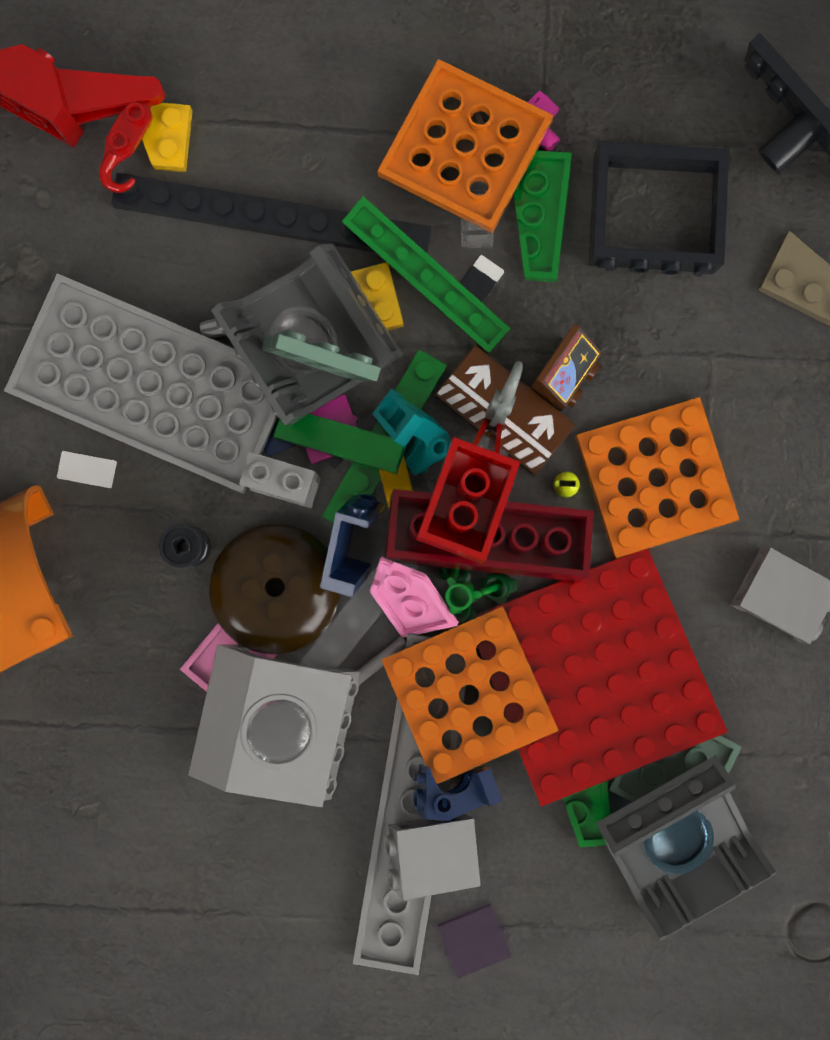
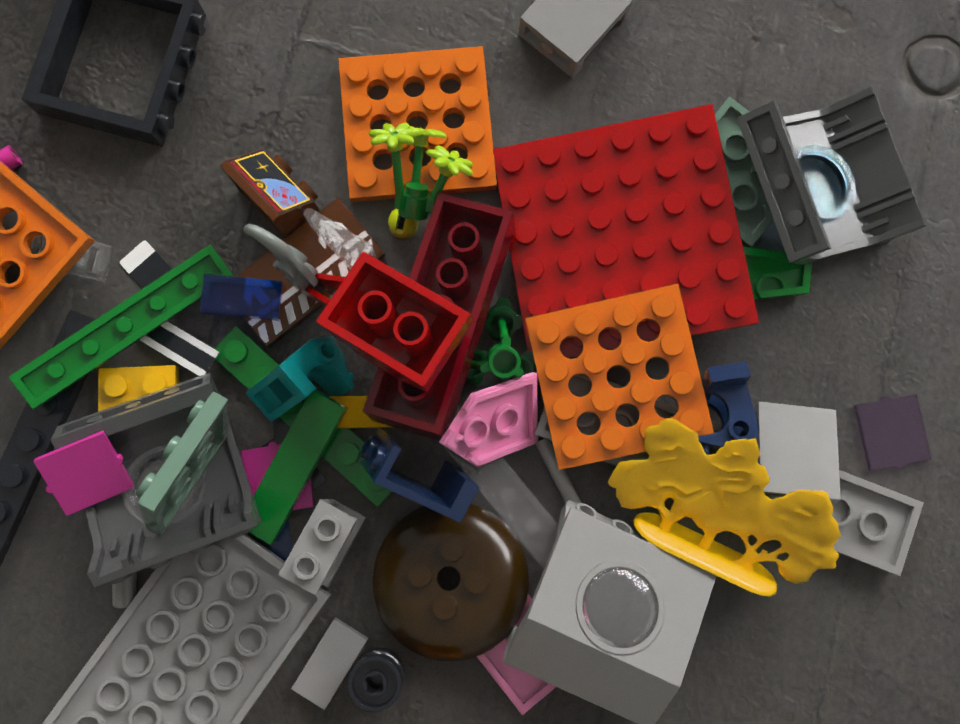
camera: 80 degrees left, 5 degrees down
(190, 505) = (329, 663): none -> light grey tile
(299, 276) = (84, 473): none -> dark pink piece
(386, 802) = (724, 495): none -> yellow plant
(418, 326) = (181, 348): none -> sticker
(470, 365) = (241, 297): none -> clear blue tile
(531, 445) = (340, 240): none -> clear slope
(541, 213) = (89, 184): green wing -> none
(585, 491) = (415, 200): none -> plant

